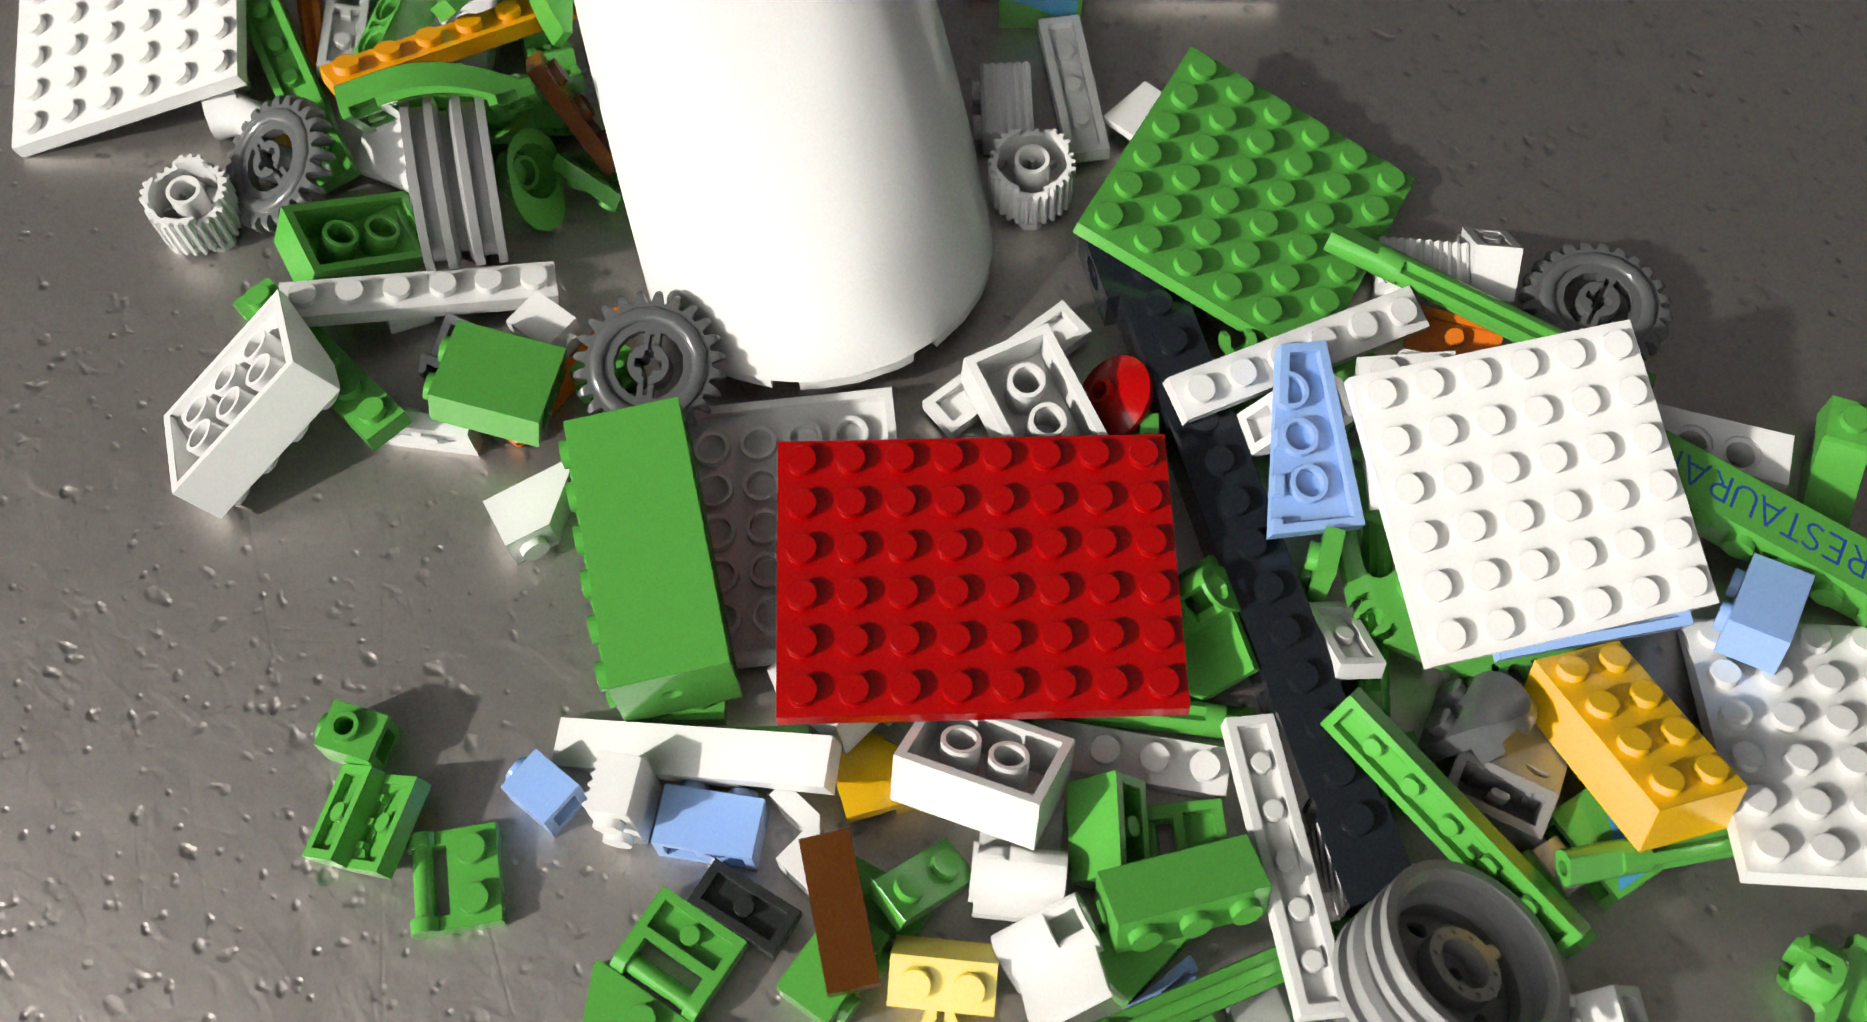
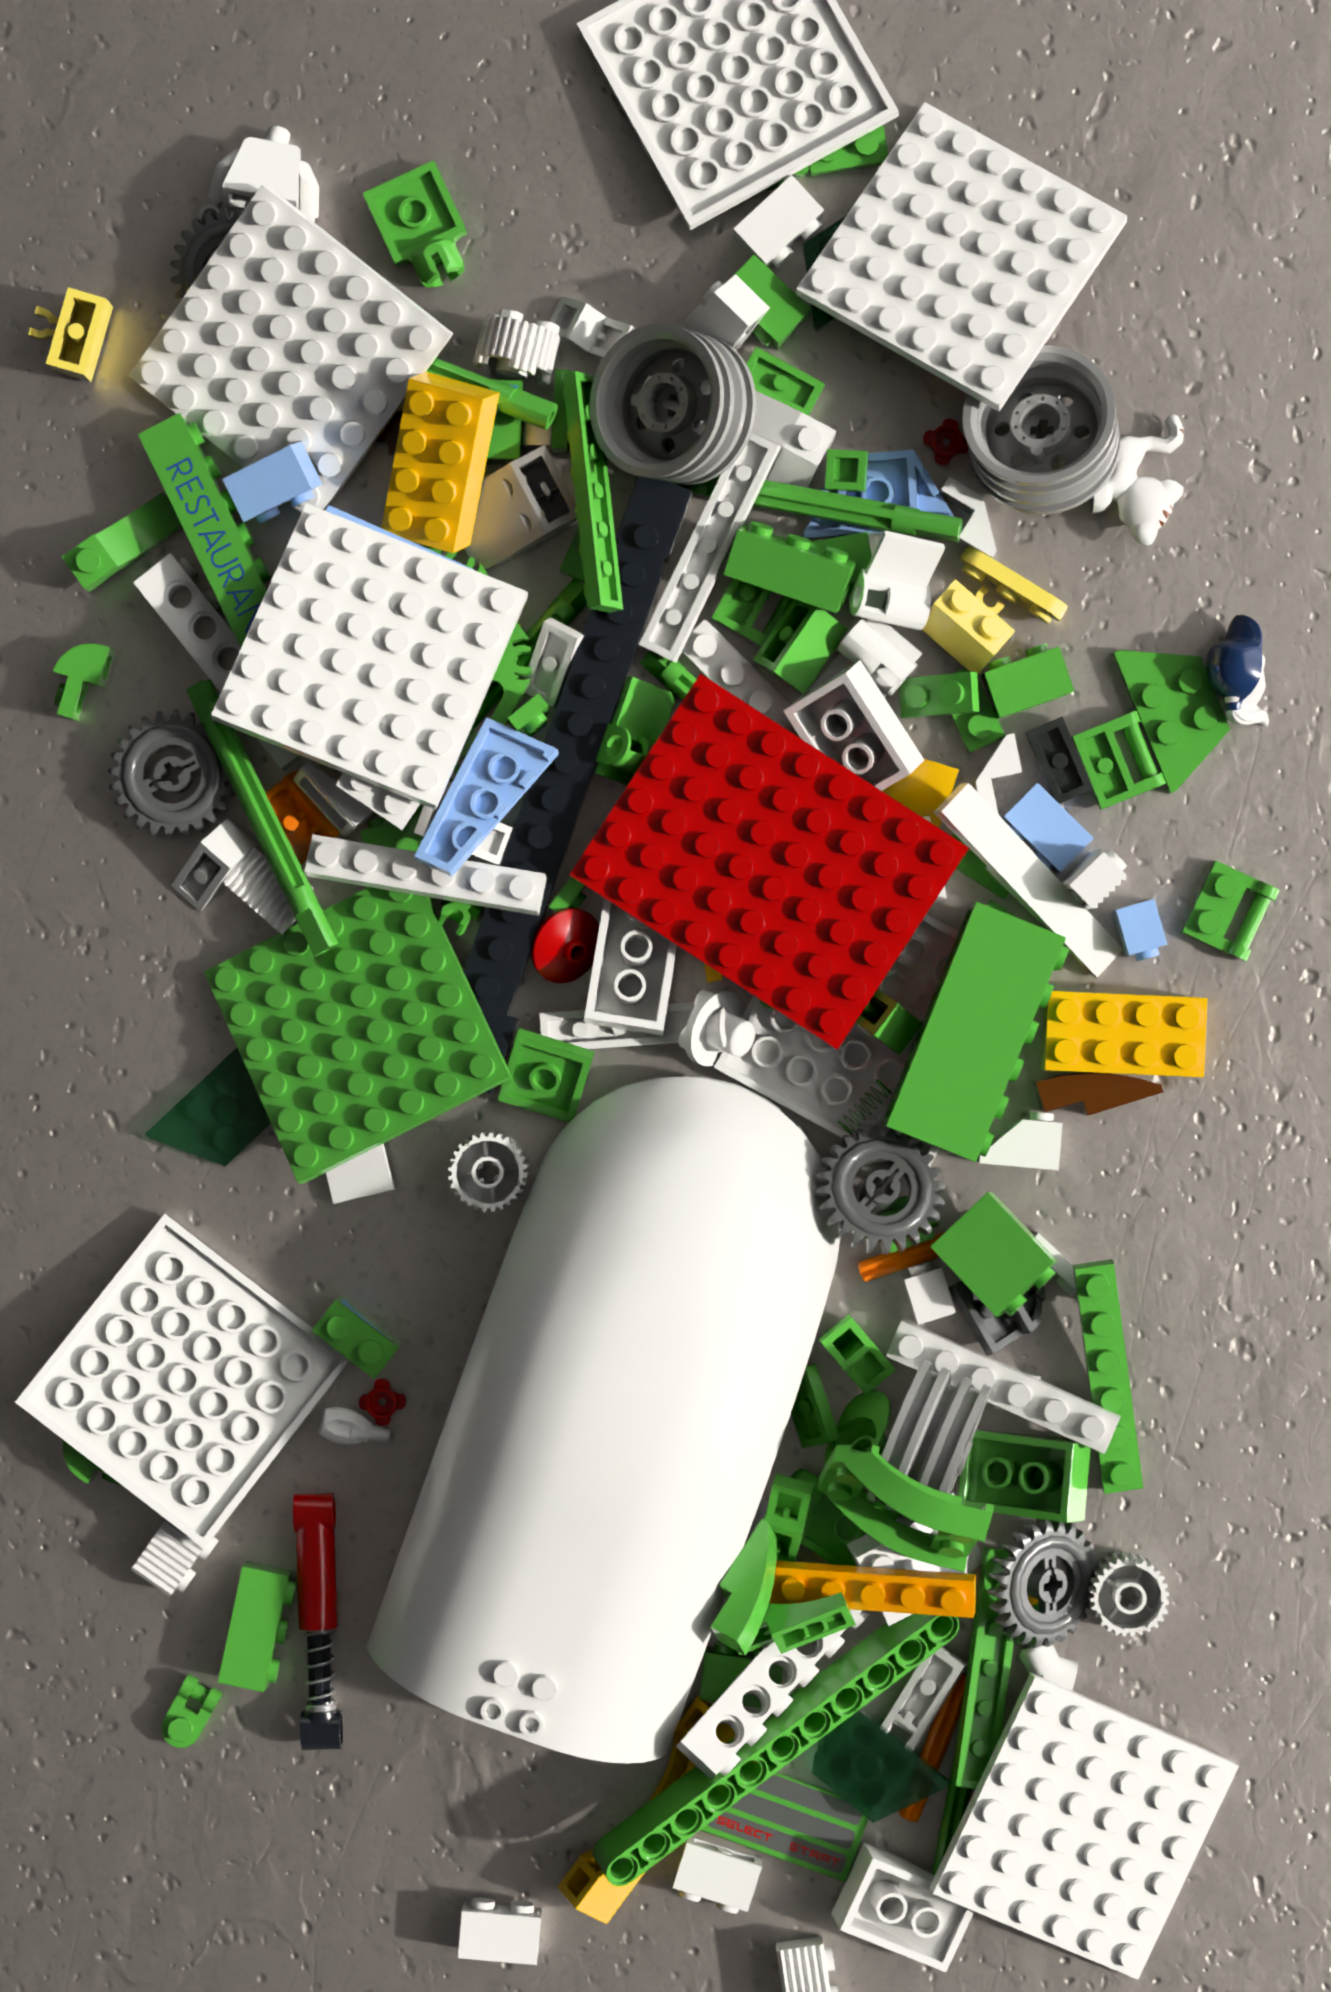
camera: 150 degrees left, 25 degrees up
(248, 408) = (1181, 1365): white slope -> none
(357, 735) = (1240, 1055): bright green brick -> none
(367, 820) = (1264, 991): bright green slope -> none
(493, 606) = (1093, 1091): none -> reddish brown slope
(493, 677) = (1124, 1034): none -> yellow brick
(572, 109) = (803, 1459): reddish brown plate -> none
(584, 242) = (857, 1354): none -> bright green brick
(724, 415) = (847, 1128): none -> bright green piece
(746, 517) = (888, 1022): none -> bright green slope
(839, 913) = (1006, 706): reddish brown tile -> none
(914, 407) = (716, 1028): none -> white plate
(1004, 101) = (460, 1251): white brick -> none
(1043, 281) = (546, 1075): none -> bright green plate
(1073, 87) = (393, 1235): white plate -> none
(1307, 75) = (216, 1116): none -> clear green wing
(1477, 716) = (516, 546): dark grey slope -> none
(1655, 930) = (517, 348): none -> white brick
(1753, 338) = (82, 666): none -> bright green brick

